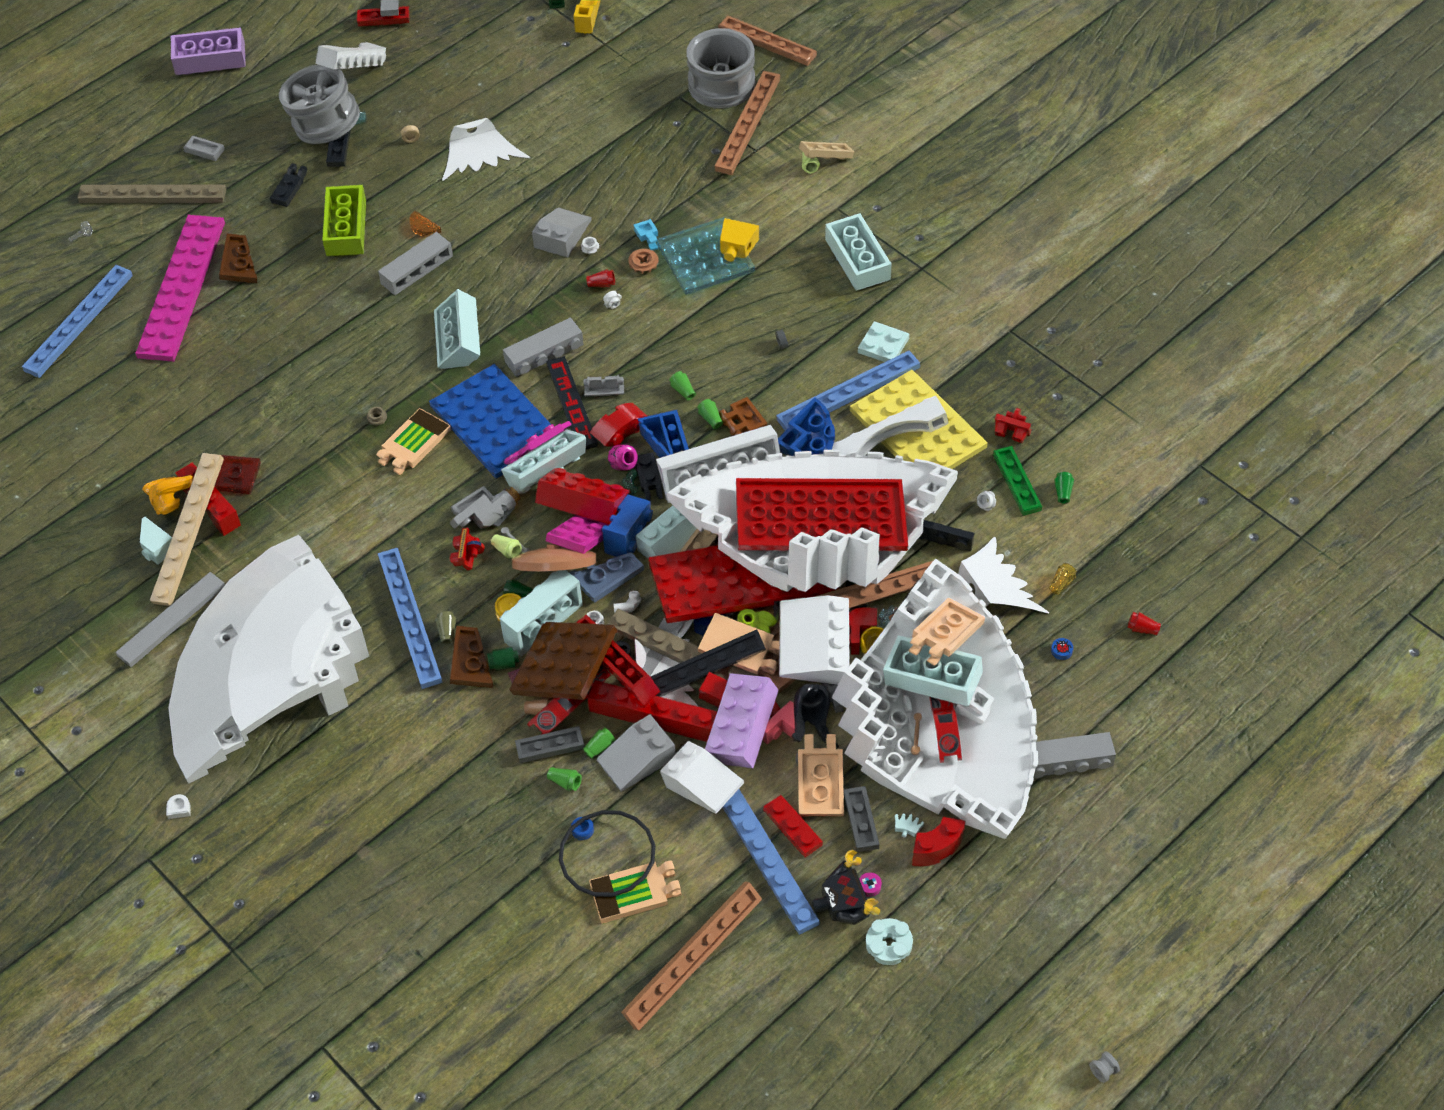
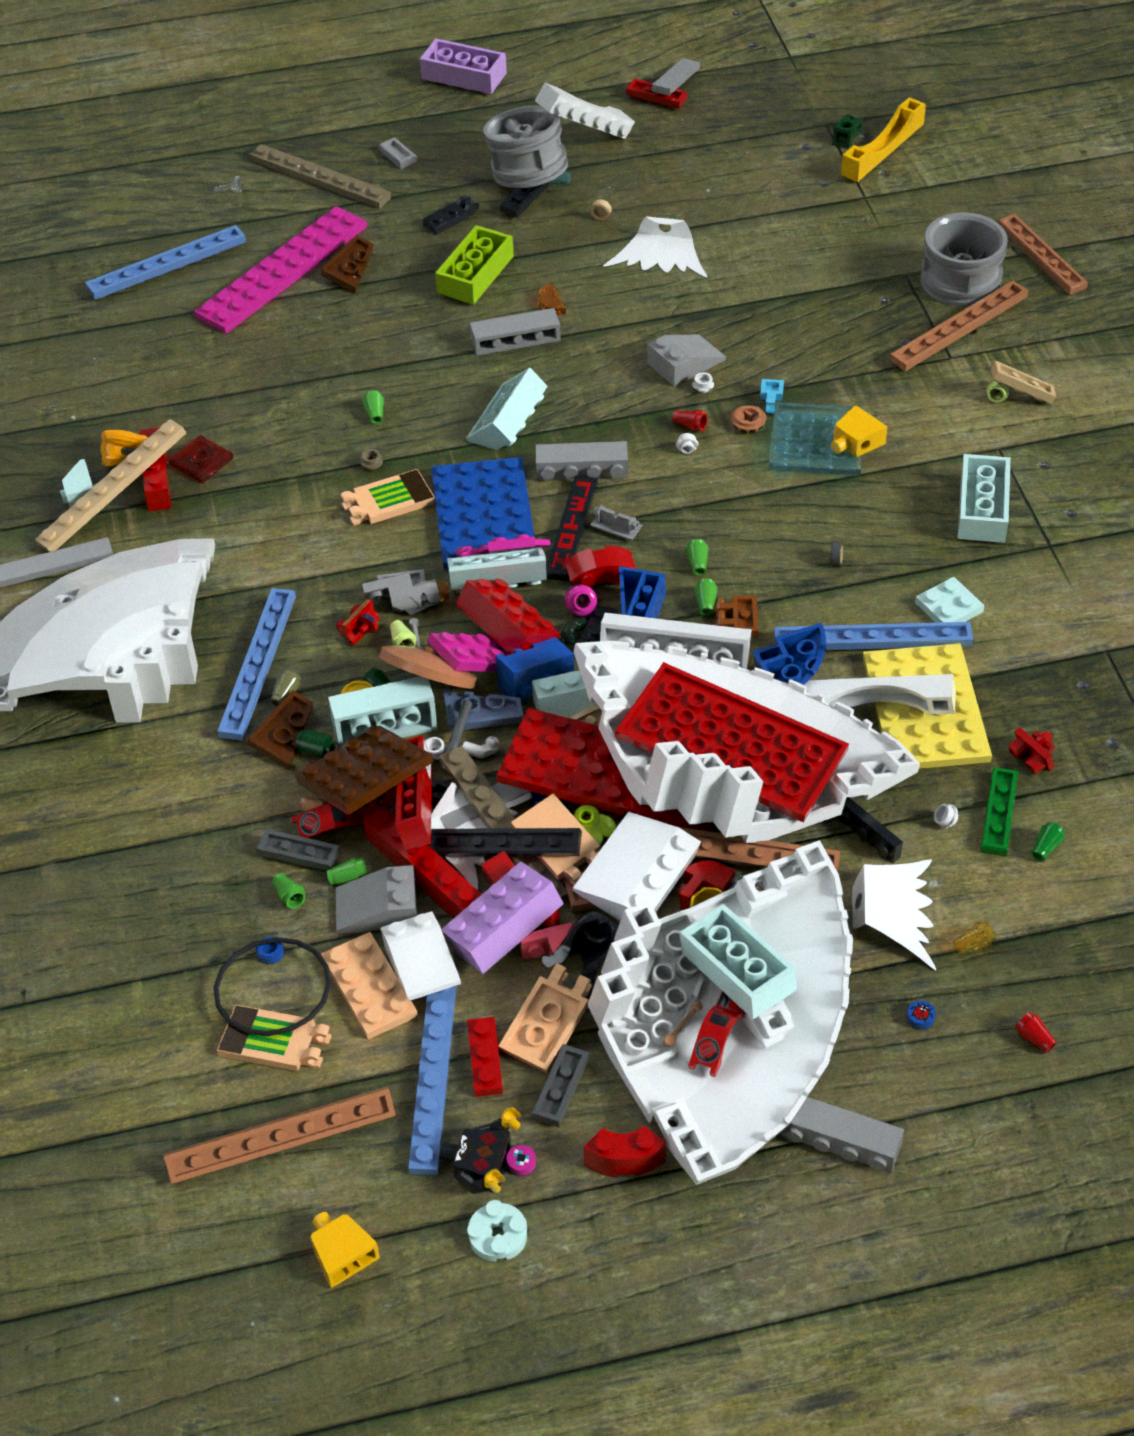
camera: 30 degrees right, 5 degrees down
(346, 370) = (373, 404): none -> bright green cone
(604, 596) = (459, 727): none -> dark grey bar
(674, 817) = (369, 985): none -> light nougat plate
(793, 1008) = (342, 1247): none -> yellow torso
(907, 826) = (609, 1119): light aqua piece -> none
(945, 630) = (776, 922): light nougat tile -> none

